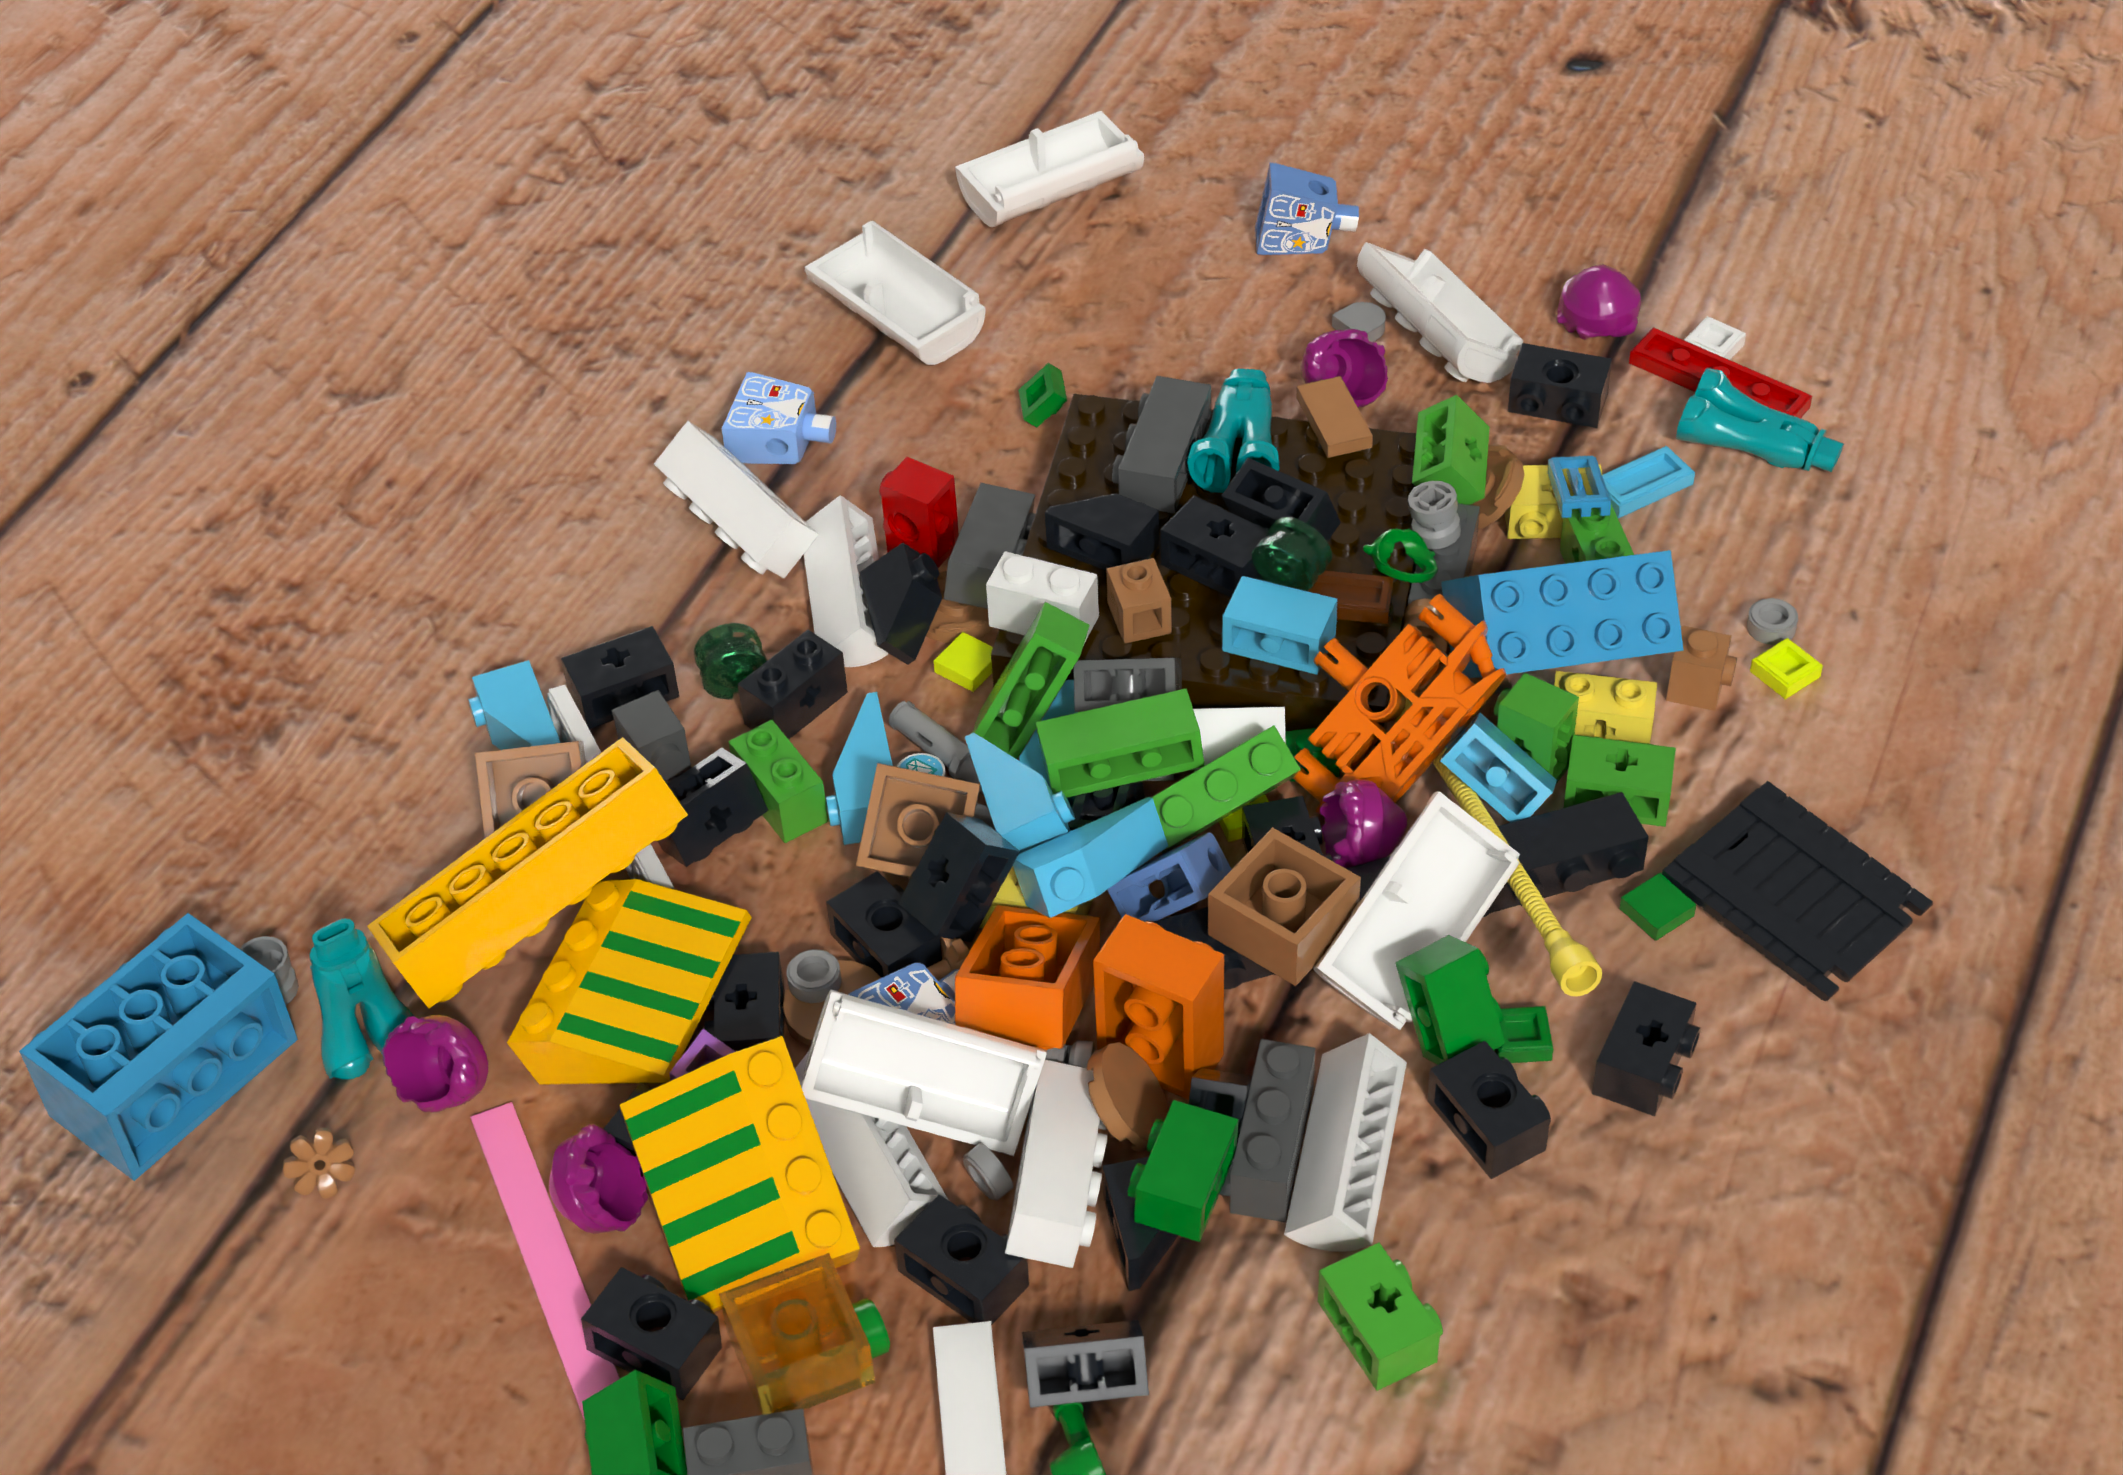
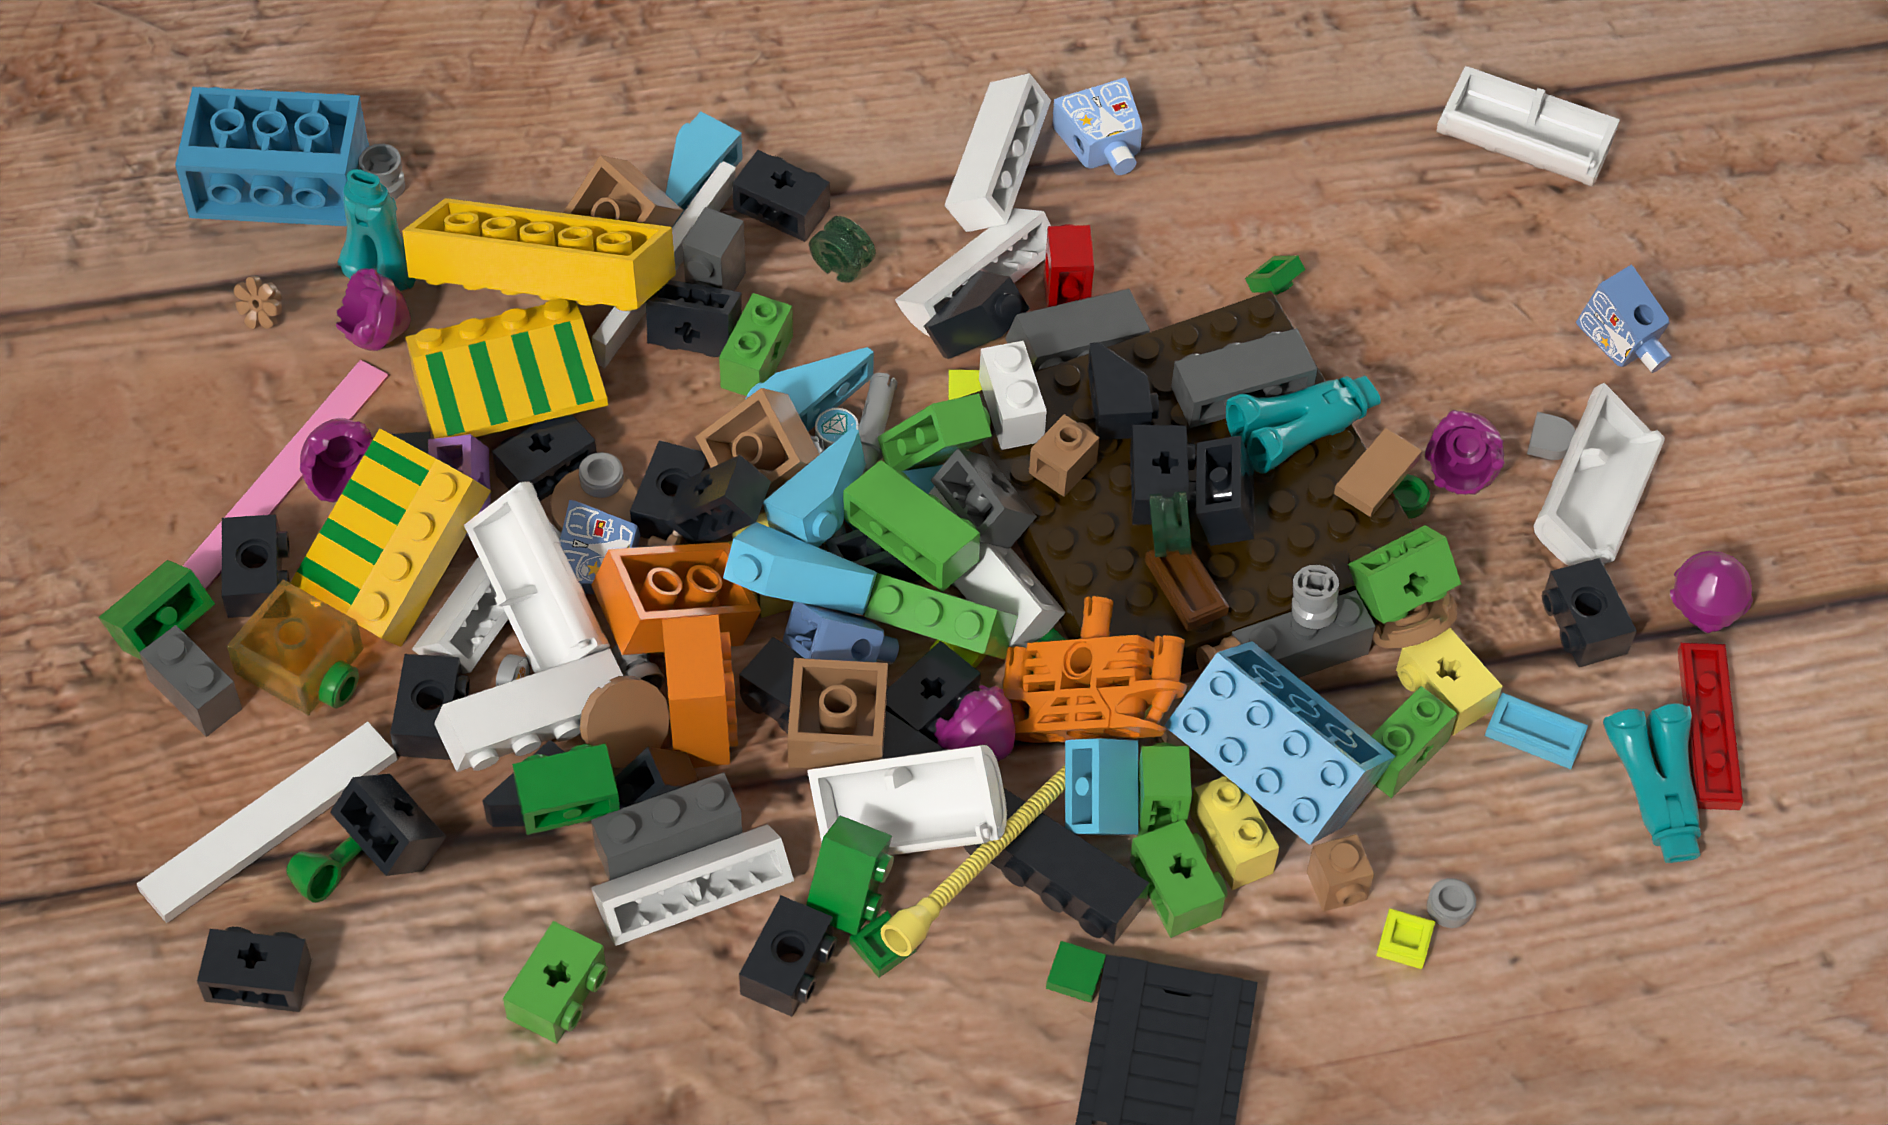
camera: 50 degrees right, 10 degrees up
(794, 685) = (848, 301): black brick -> none
(901, 293) = (1293, 119): white container -> none
(1278, 624) = (1113, 556): medium azure brick -> none
(1414, 546) = (1253, 583): green piece -> none
(1580, 500) = (1425, 696): dark azure tile -> none
(1645, 1049) = (936, 1013): black brick -> none
(1717, 338) = (1754, 698): white tile -> none

